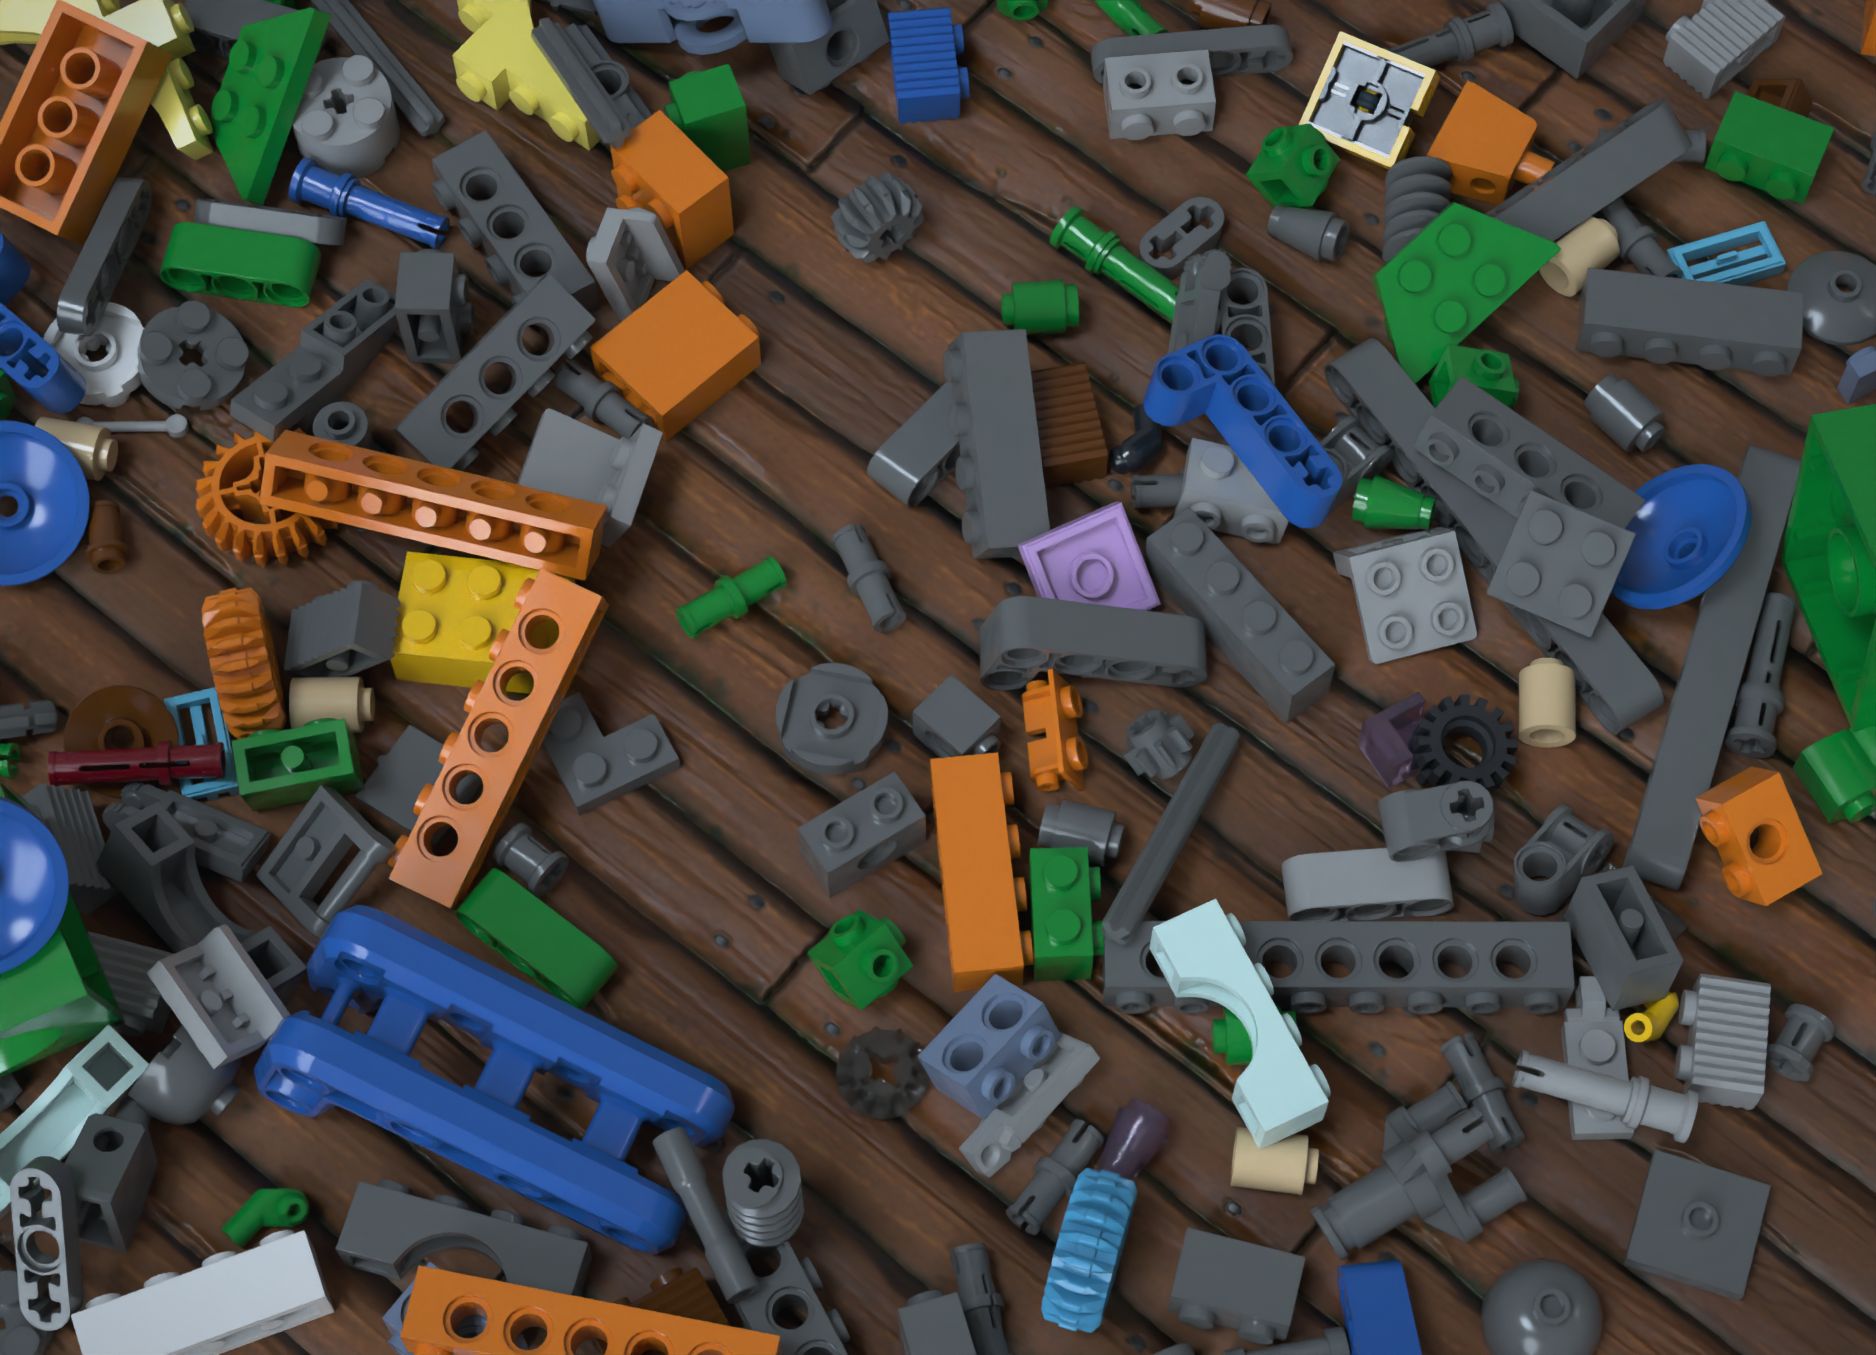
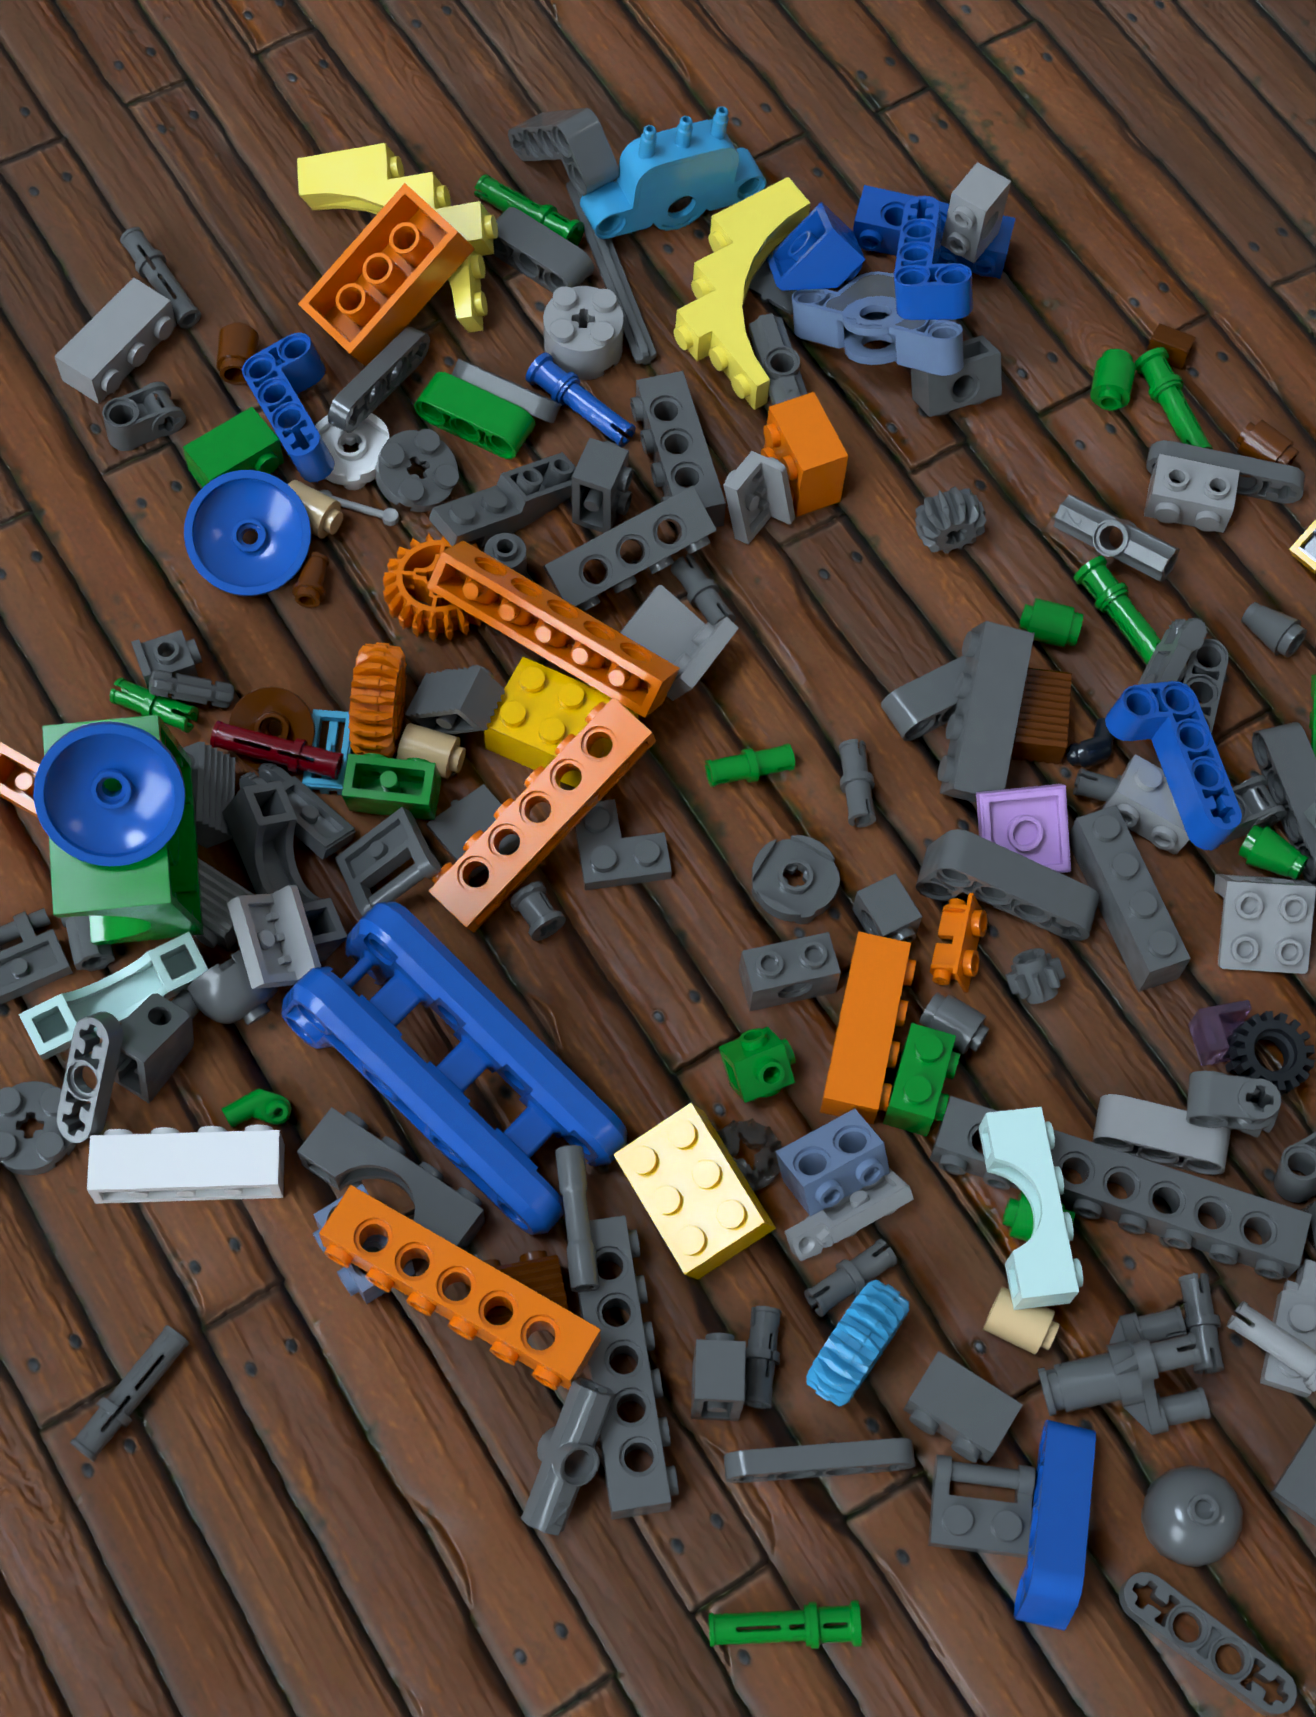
camera: 15 degrees right, 0 degrees up
(263, 94) = (530, 297): green wing -> none
(536, 939) = (522, 971): green beam -> none
(581, 83) = (763, 356): dark grey axle -> none
(678, 353) = (770, 574): orange brick -> none
(712, 115) = (852, 408): green brick -> none
(763, 1193) = (624, 1216): dark grey piece -> none
(850, 1140) = (694, 1191): none -> brick
(926, 64) = (1022, 420): blue brick -> none
(1116, 185) = (1138, 547): none -> dark grey piece
(1134, 1138) = (920, 1269): clear purple cone -> none
(1170, 834) = (1022, 1046): dark grey axle -> none
(1175, 231) = (1171, 598): dark grey beam -> none
(1293, 166) = (1277, 576): green brick -> none

